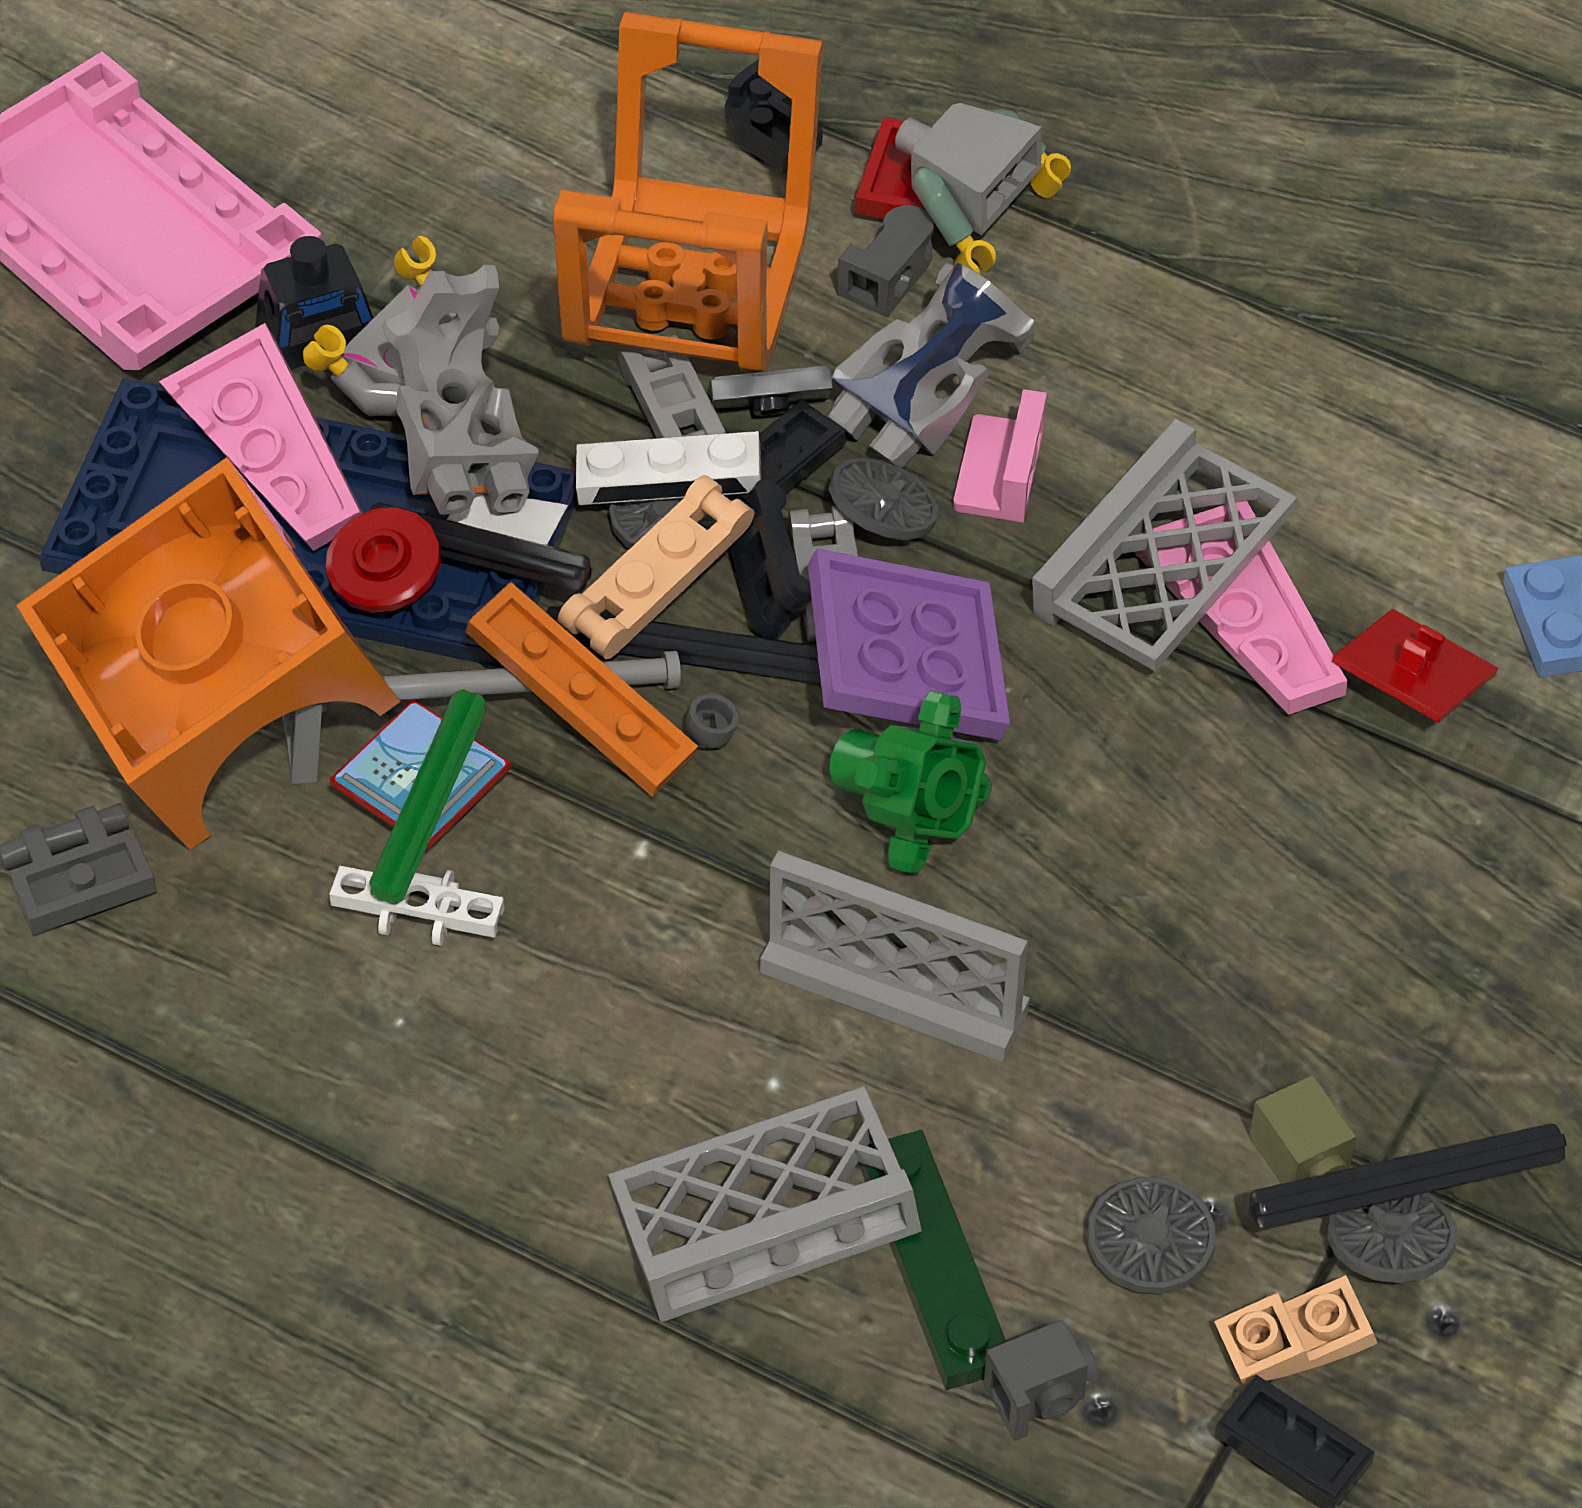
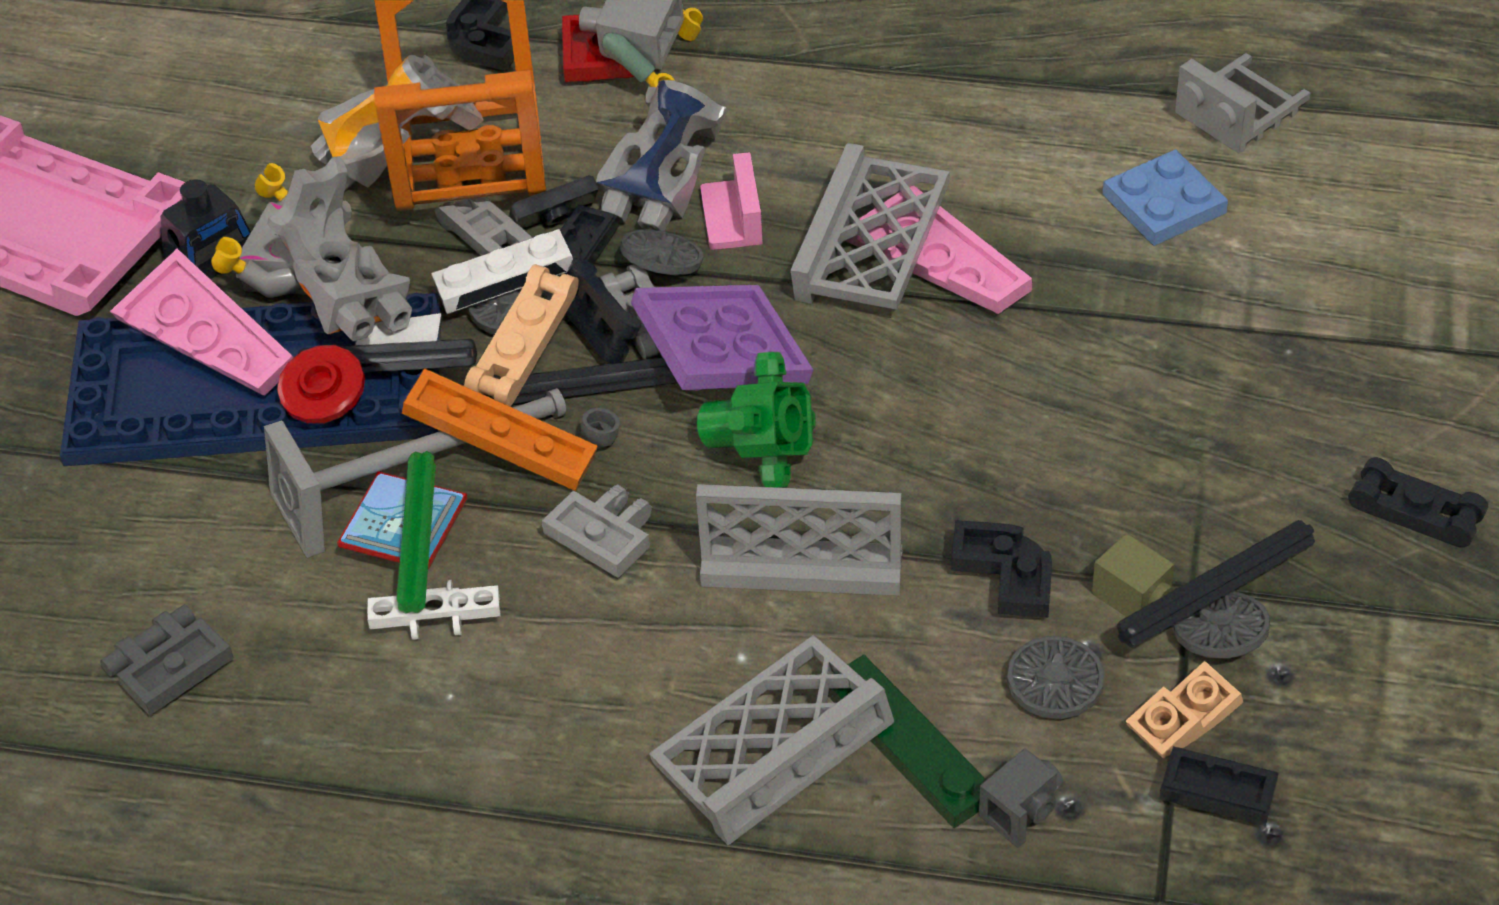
camera: 15 degrees left, 5 degrees down
(196, 640) = (210, 464): orange piece -> none
(643, 175) = (354, 130): none -> light grey hips
(654, 861) = (598, 532): none -> light grey hinge
(890, 264) = (604, 106): dark grey leg -> none
(1166, 1062) = (1019, 561): none -> black plate
(1415, 665) = (1071, 257): red piece -> none

